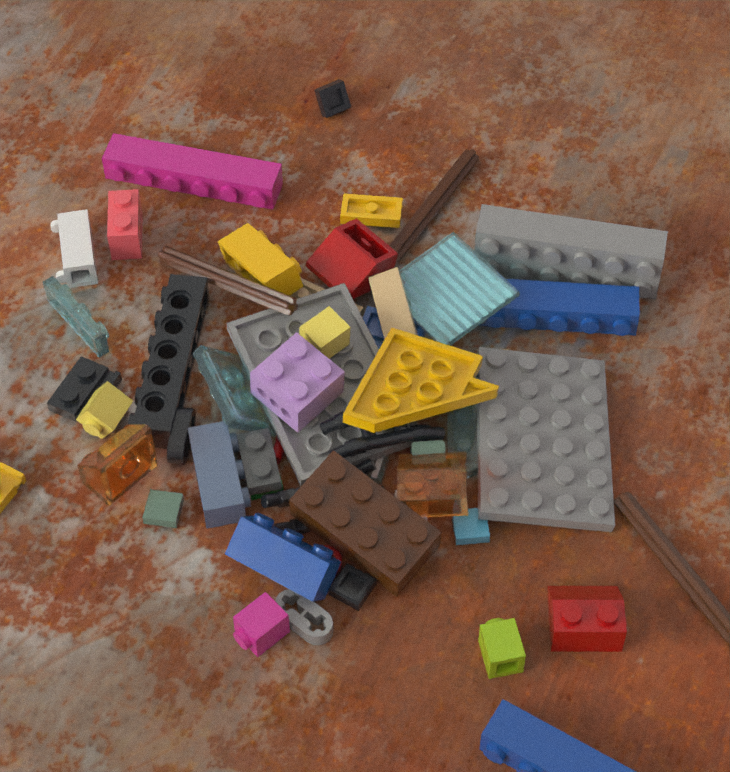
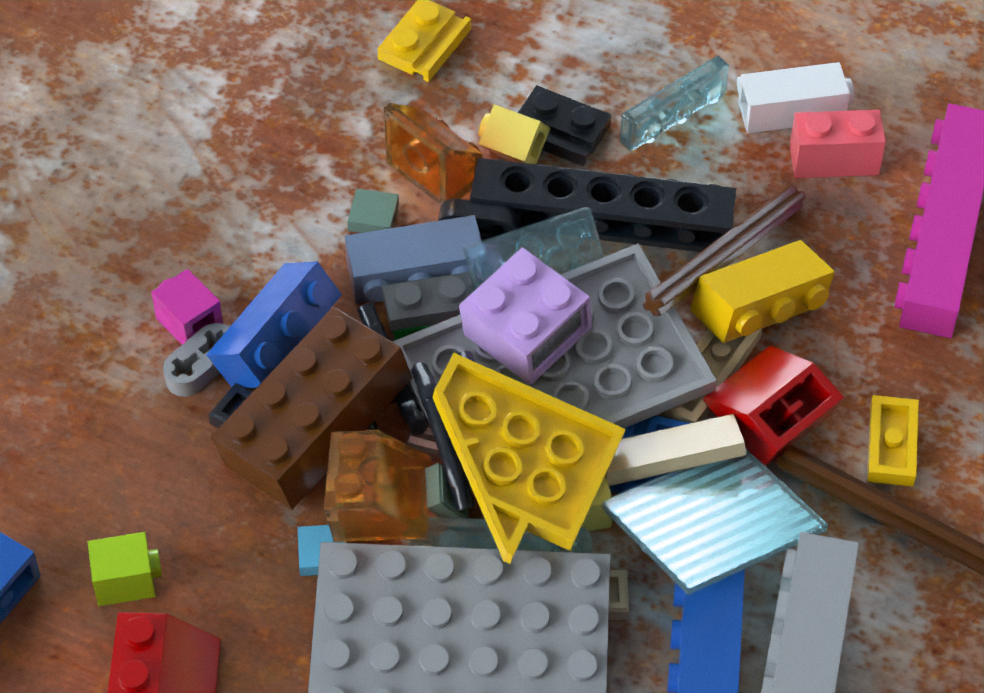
camera: 90 degrees right, 0 degrees up
(326, 332) = (607, 346): light yellow brick -> none

